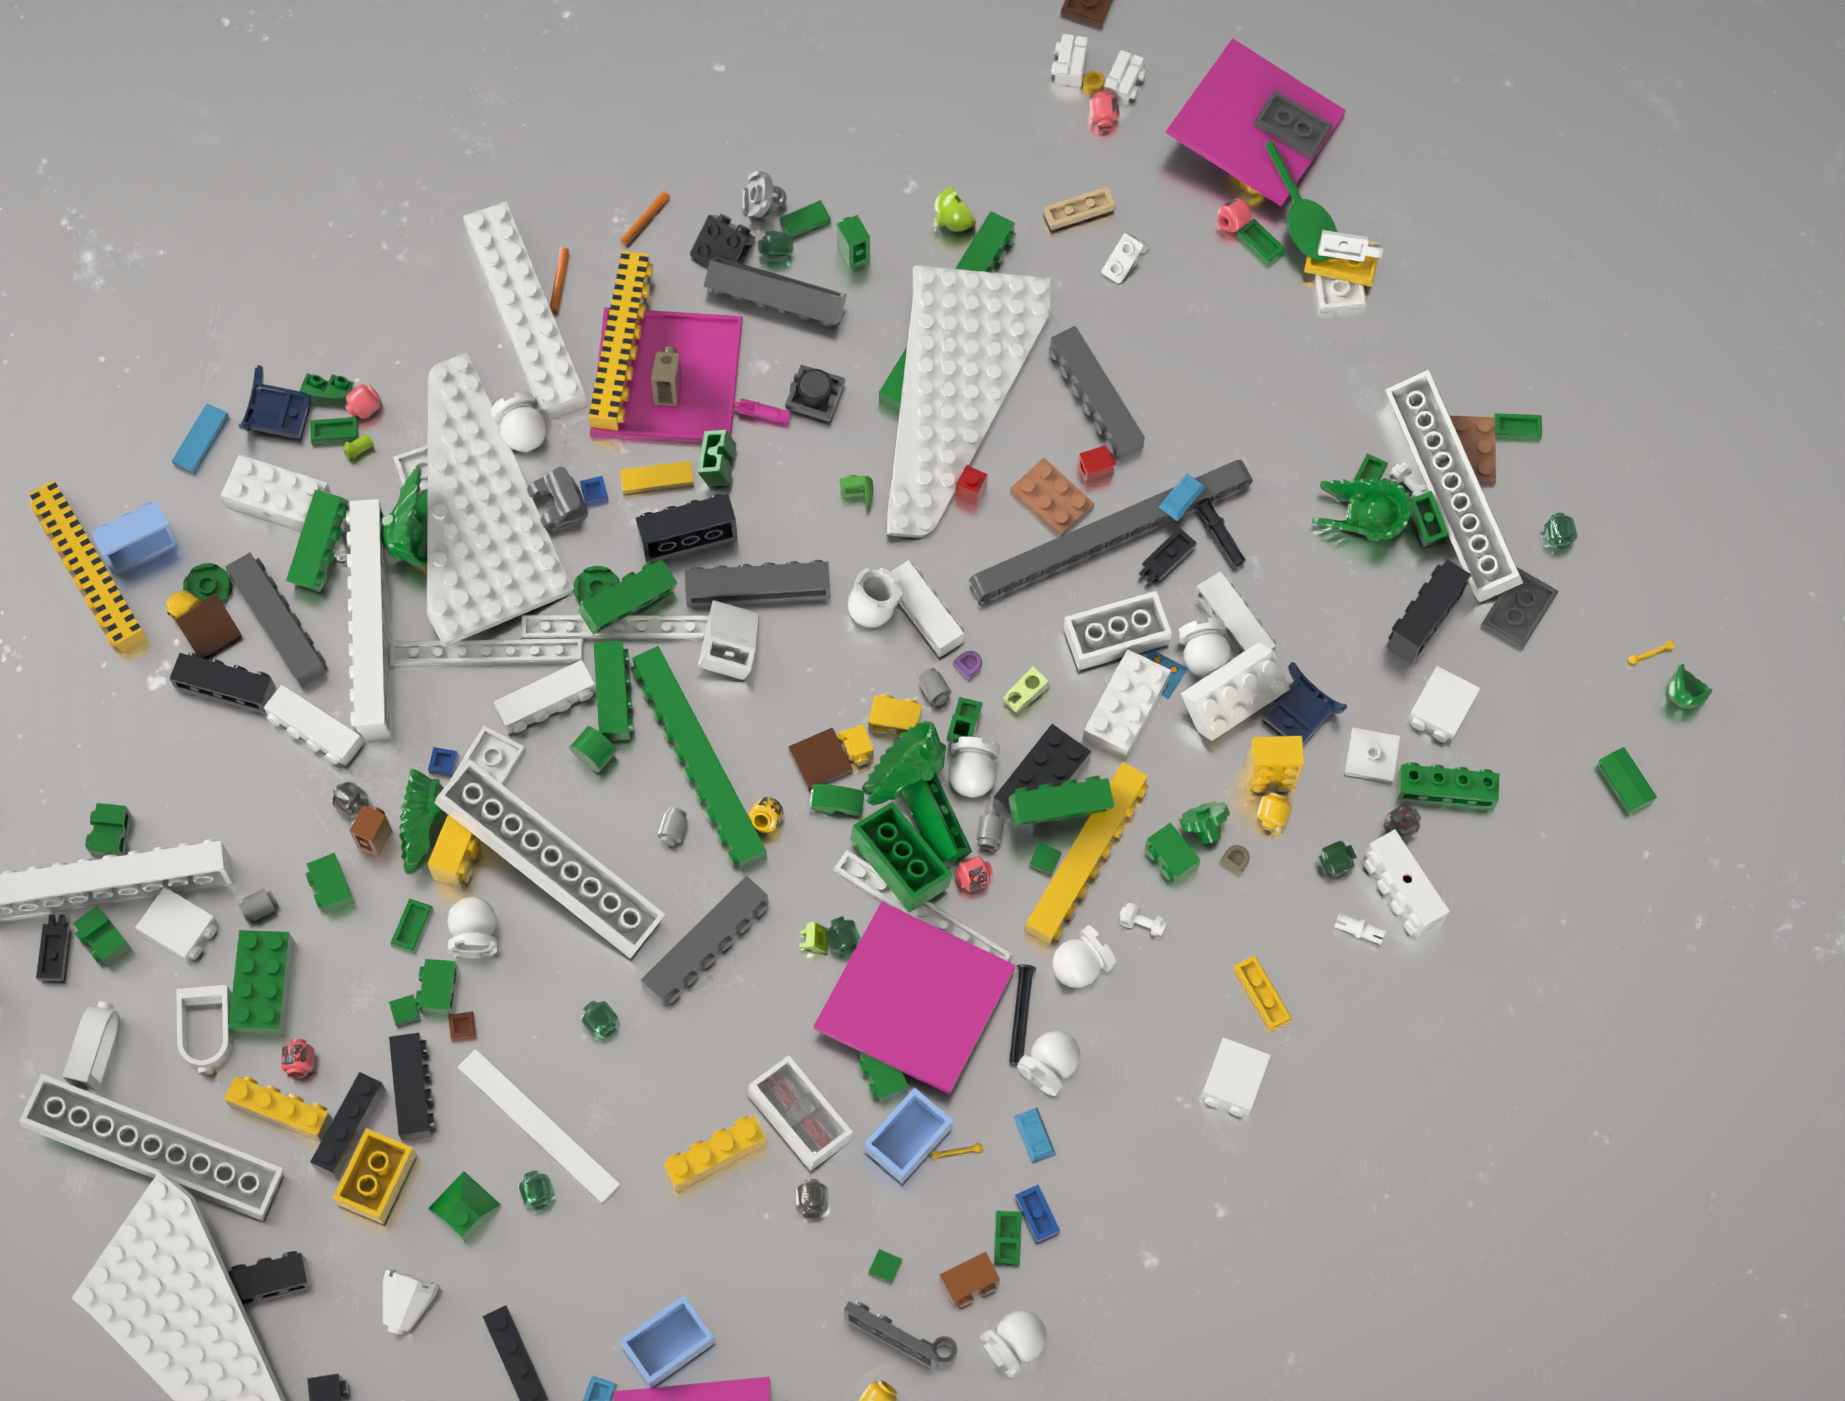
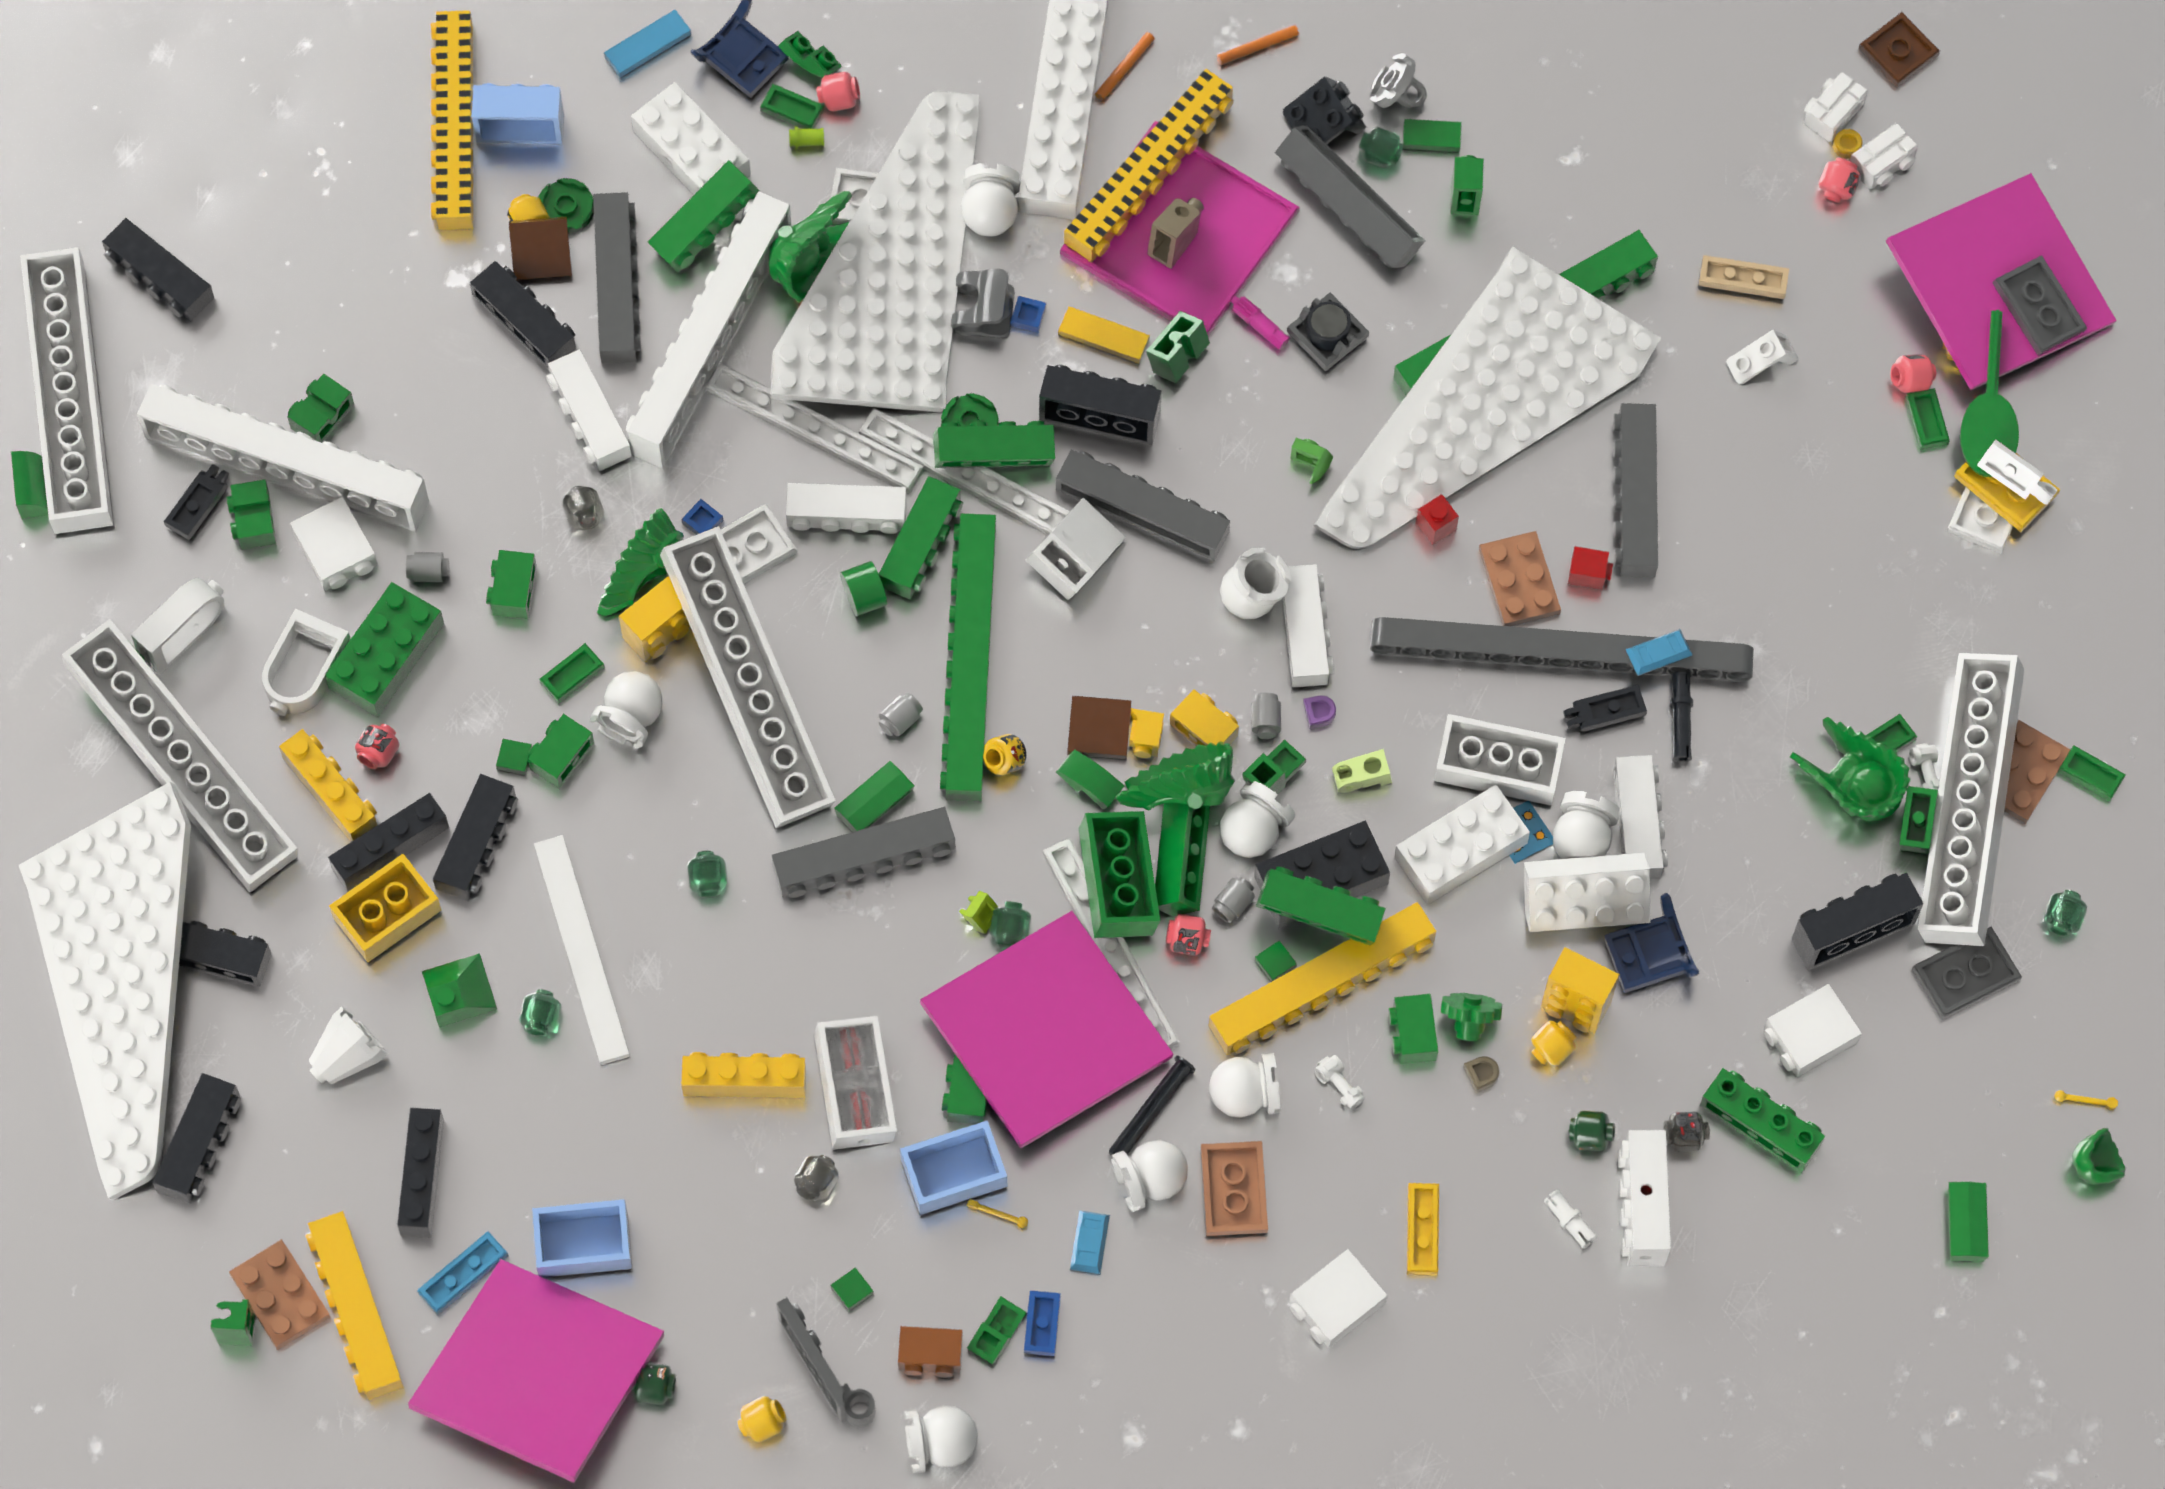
camera: 30 degrees right, 0 degrees up
(371, 829) = (585, 550): dark orange brick -> none
(462, 1026) = (563, 804): copper tile -> none
(689, 897) = (874, 797): none -> green piece
(952, 211) = (1598, 208): lime cylinder -> none
(1114, 1038) = (1234, 1188): none -> nougat plate
(1372, 755) = (1700, 1043): white plate -> none

